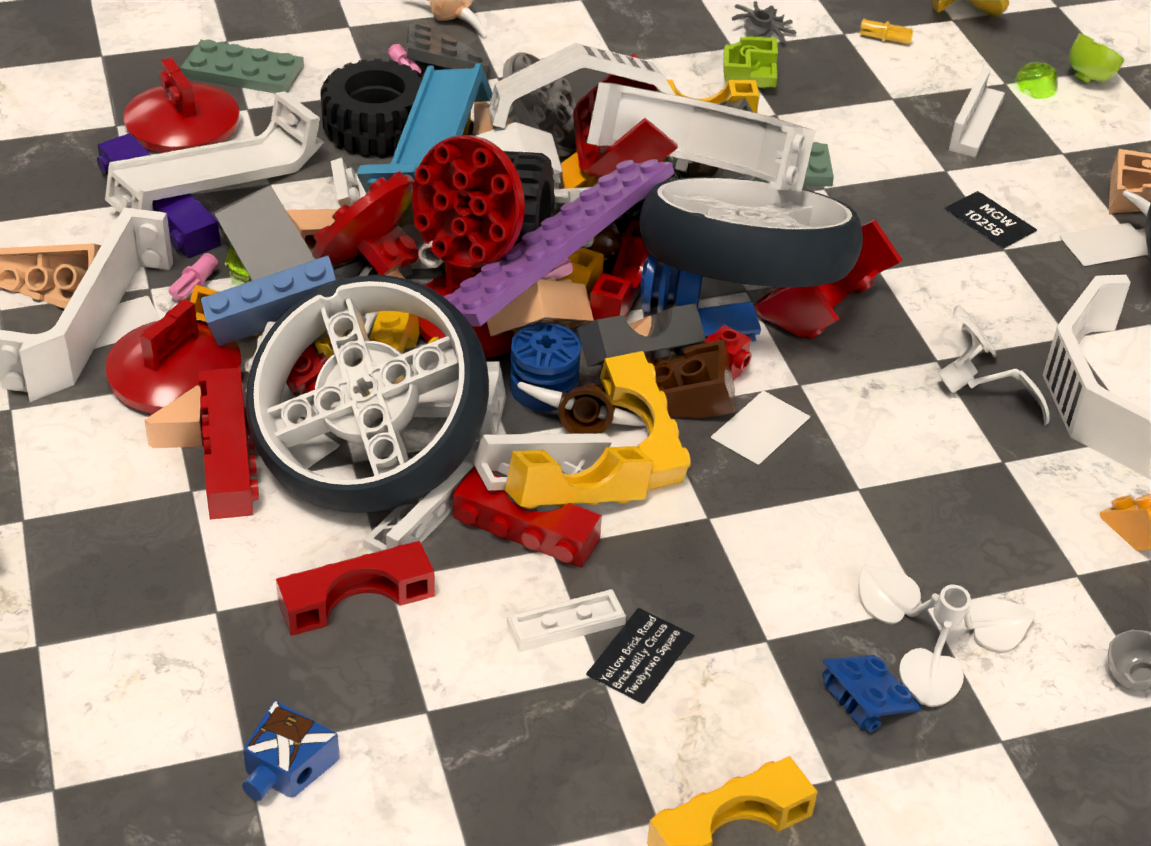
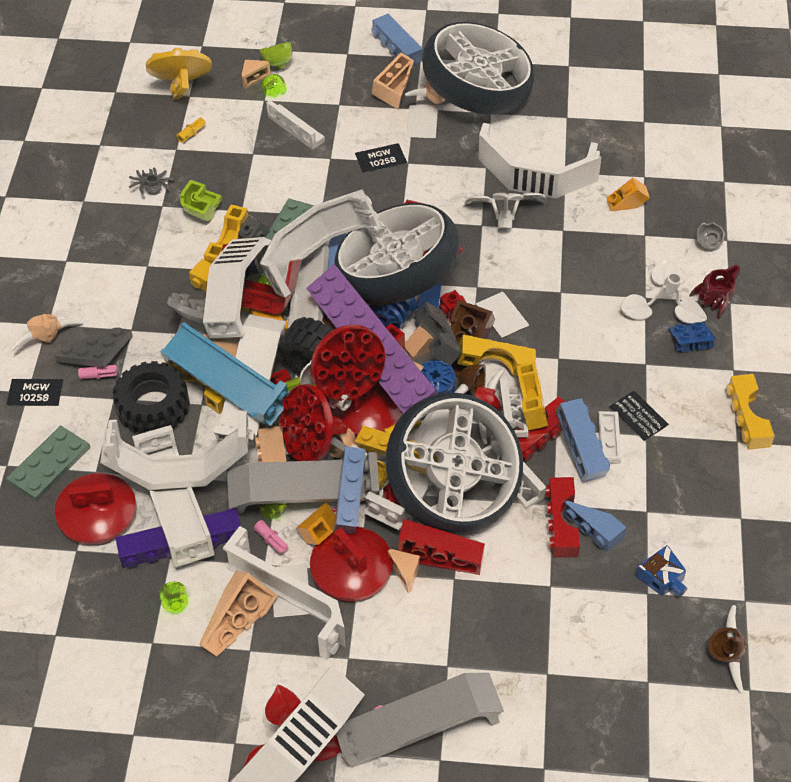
camera: 65 degrees left, 10 degrees up
(58, 212) = (174, 596): none -> clear neon green head
(247, 120) = (173, 470): none -> white panel
(350, 645) = (600, 526): none -> medium blue slope
(352, 31) = (34, 392): none -> black sticker
(519, 565) = (582, 440): none -> medium blue brick
(547, 417) = (488, 395): none -> helmet
(1002, 701) = (718, 290): none -> dark red piece
(1041, 48) = (254, 72): none -> light nougat slope

